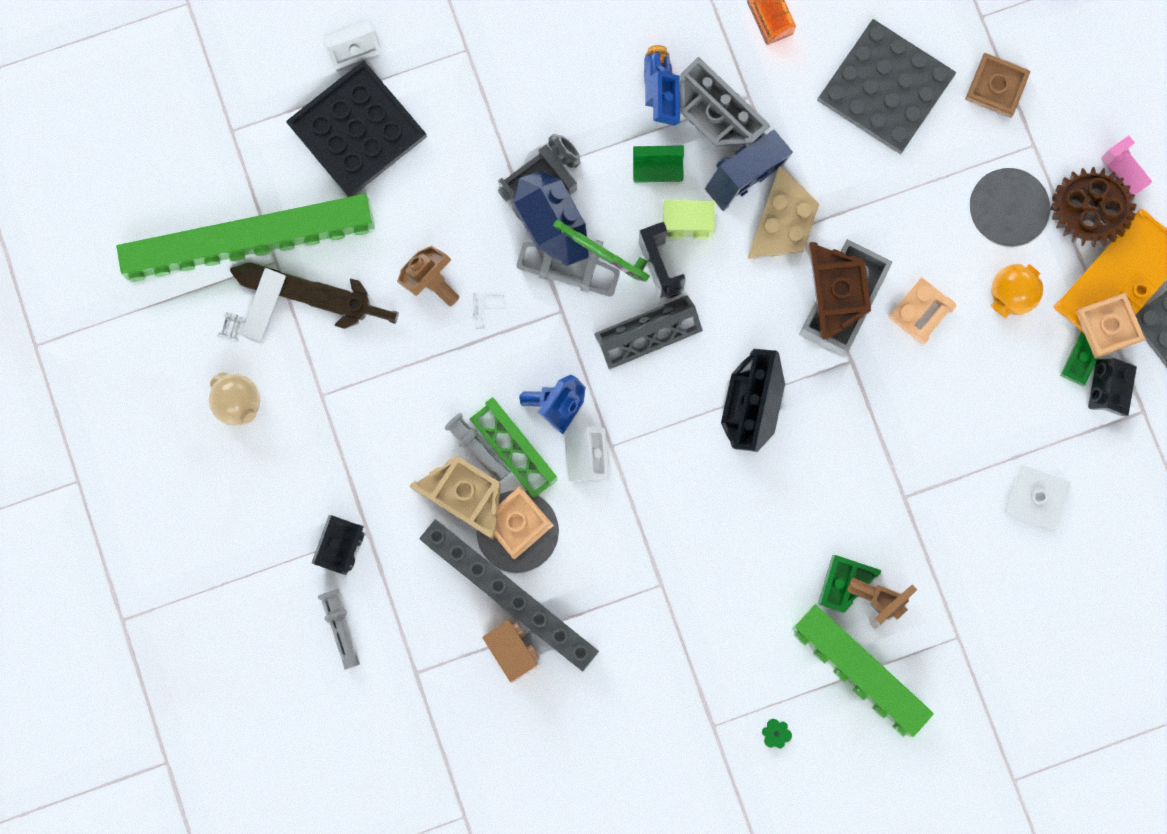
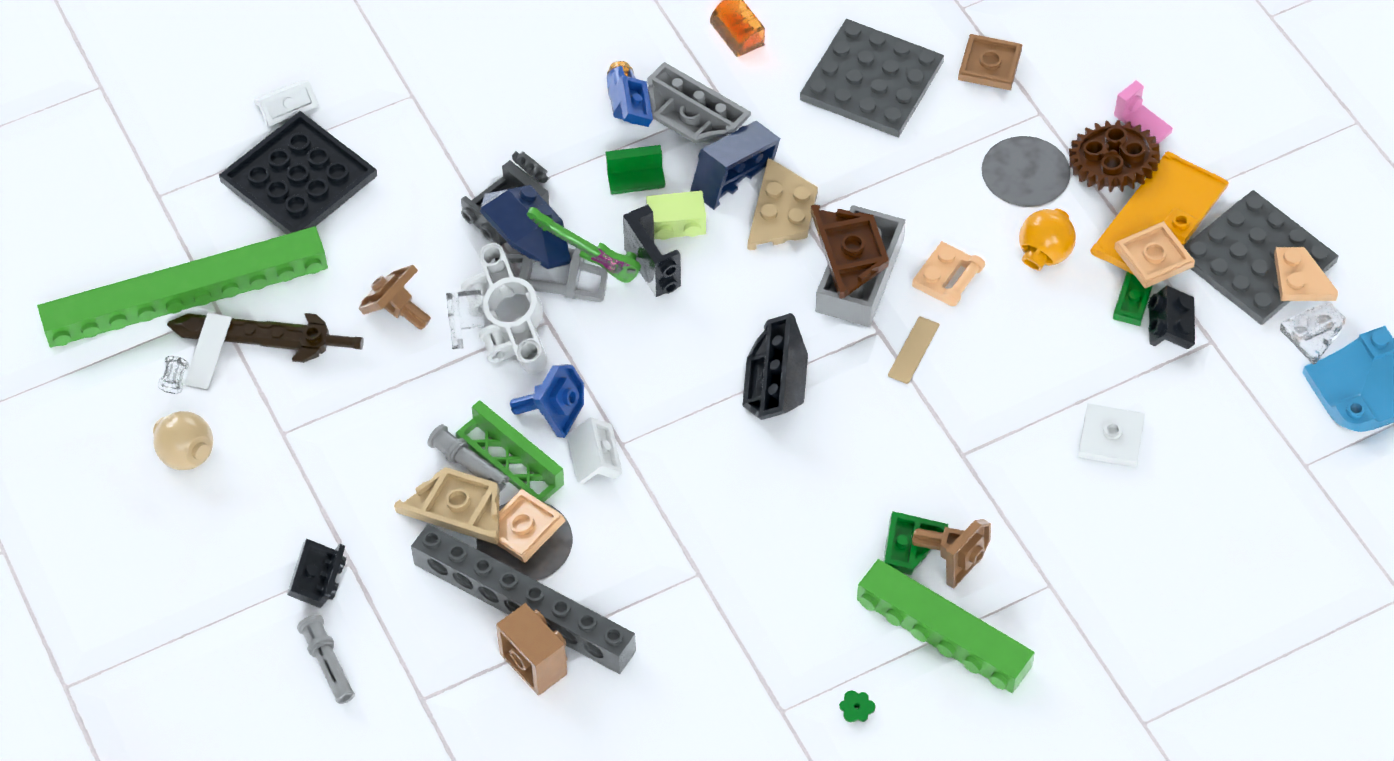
camera: 10 degrees left, 25 degrees down
(510, 281) = (512, 337): none -> white piece
(645, 324) = (643, 317): dark grey fence -> none
(878, 384) = (913, 350): none -> tan sticker

